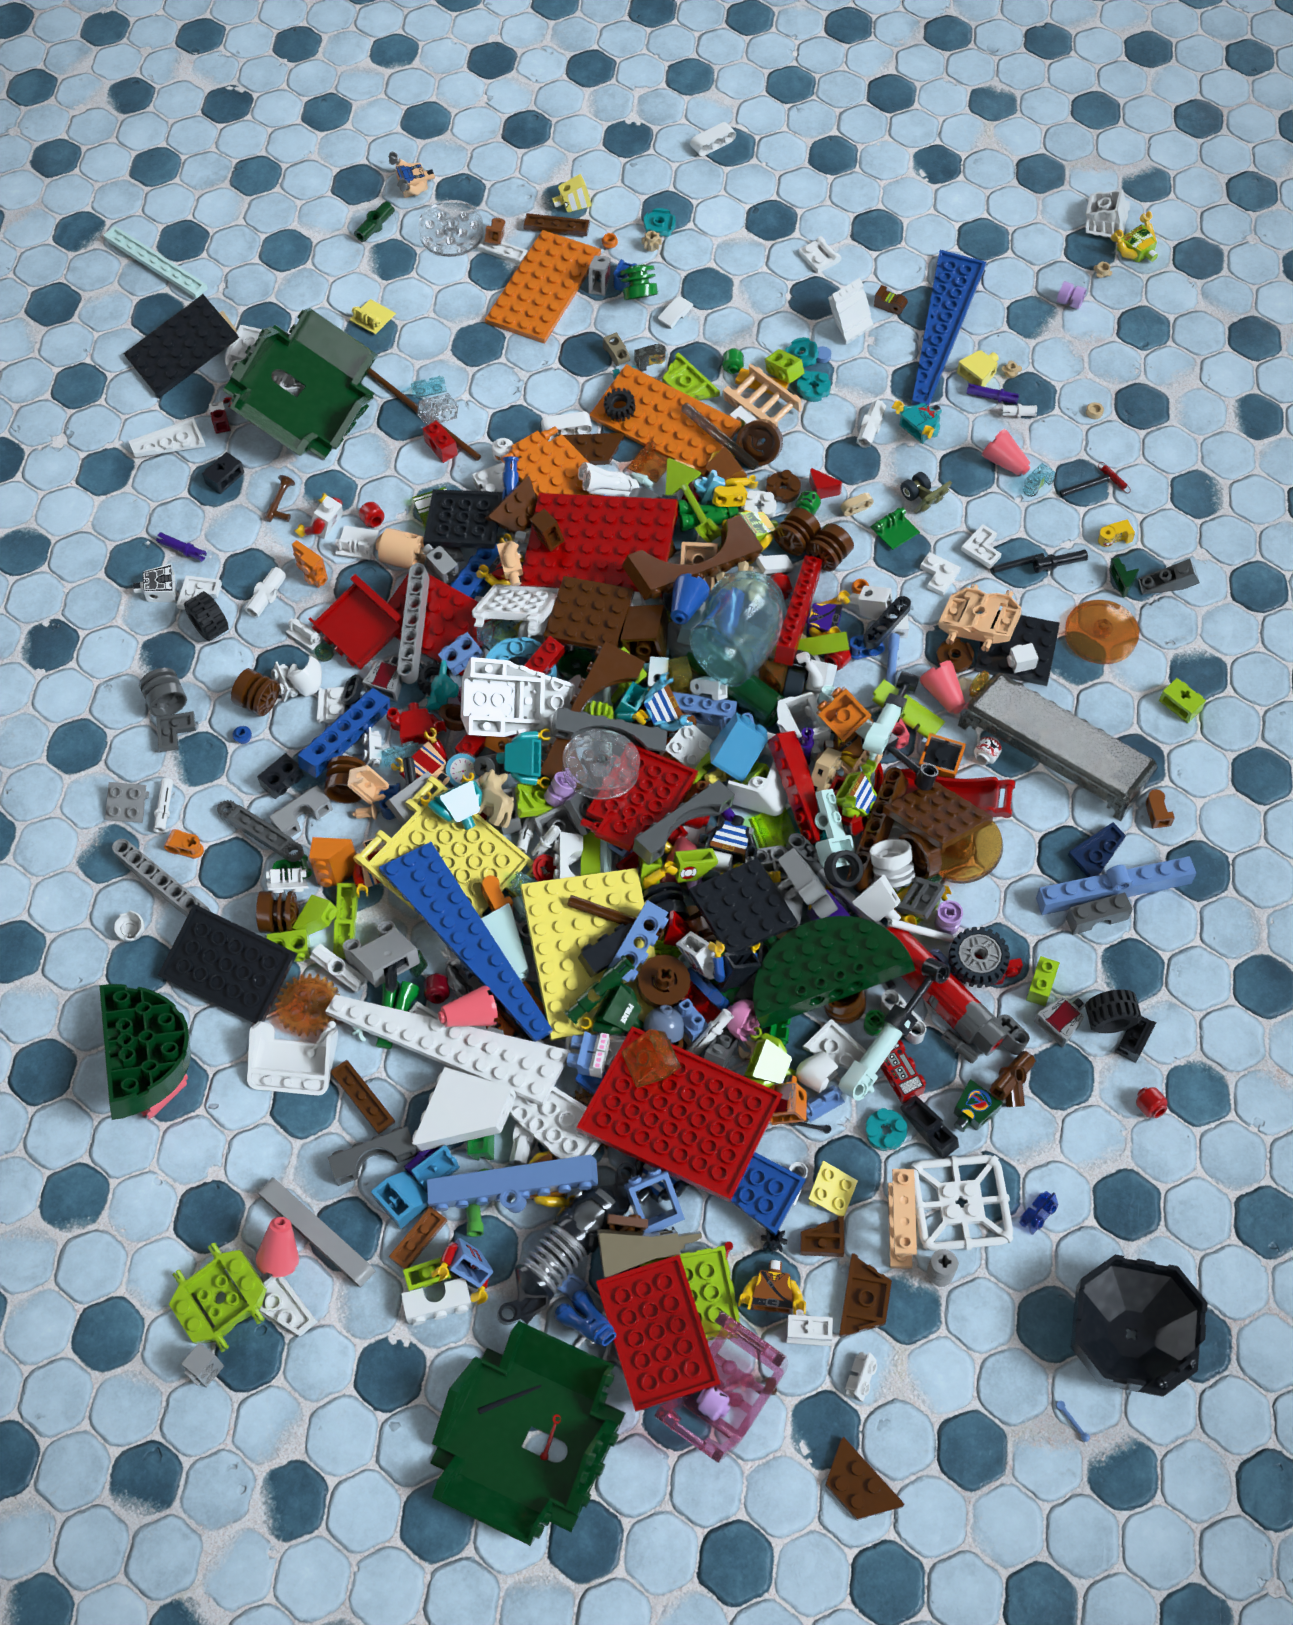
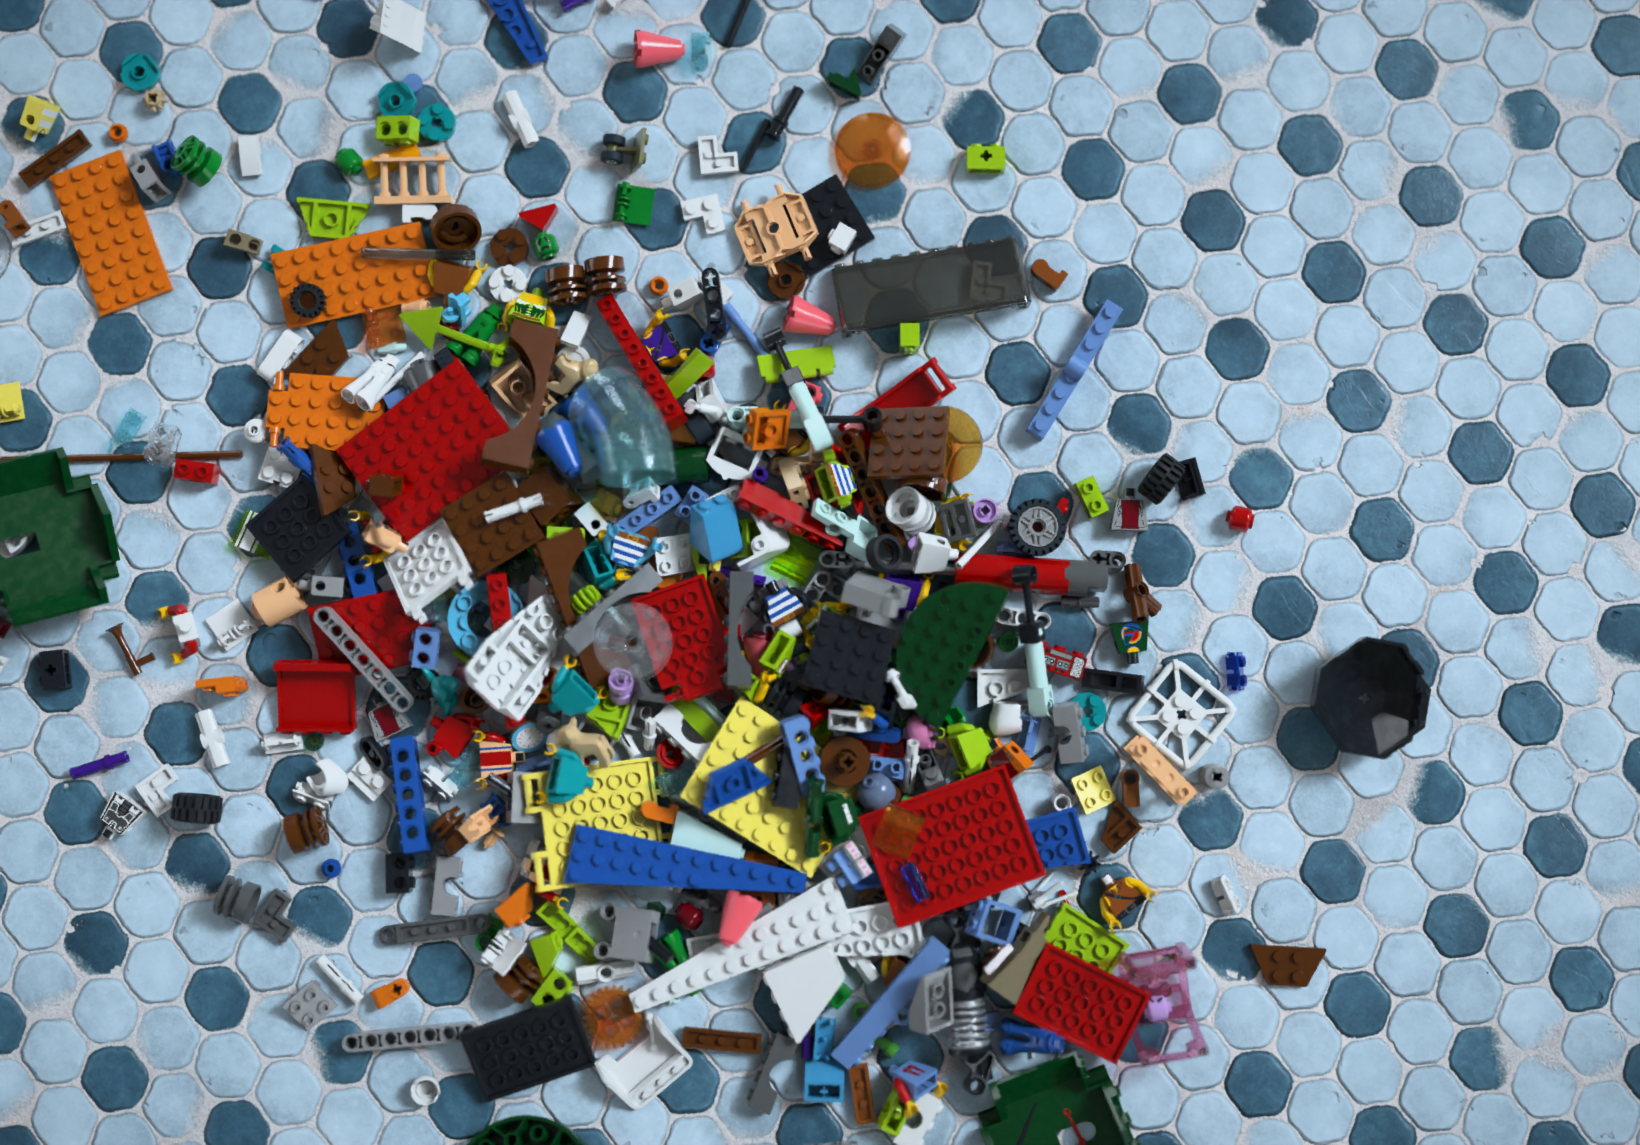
camera: 45 degrees left, 25 degrees up
(371, 514) = (217, 590): red head -> none
(545, 1203) = (932, 1002): none -> light grey slope
(567, 907) = (732, 783): none -> blue wing
(621, 613) = (522, 504): none -> white pin
(625, 1105) = (914, 882): none -> clear blue slope
(649, 355) = (275, 222): clear smoke leg -> none
(708, 1229) = (1039, 898): none -> white plant
(730, 496) = (482, 303): yellow leg -> none
(753, 968) = (905, 700): none -> white hinge
(784, 583) = (599, 346): red head -> none
(809, 1330) = (1169, 901): white hinge -> none
(850, 1141) = (1069, 715): none -> light grey arch
(857, 504) = (583, 210): tan beam -> none
(862, 1217) = (1130, 790): none -> dark orange piece
(865, 1298) = (1181, 842): reddish brown wing -> none
(919, 420) = (556, 79): teal torso -> none
(943, 754) = (859, 382): piece -> none
(979, 681) = (829, 291): clear yellow gear -> none
(987, 750) = (885, 342): white head -> none
(1008, 757) = (909, 338): none -> lime brick
(1061, 1406) = (1361, 788): medium blue hinge -> none
(1085, 916) = (1082, 404): dark grey arch -> none
(1097, 850) = (1035, 352): dark blue wing -> none
(1116, 532) = (803, 45): yellow leg -> none

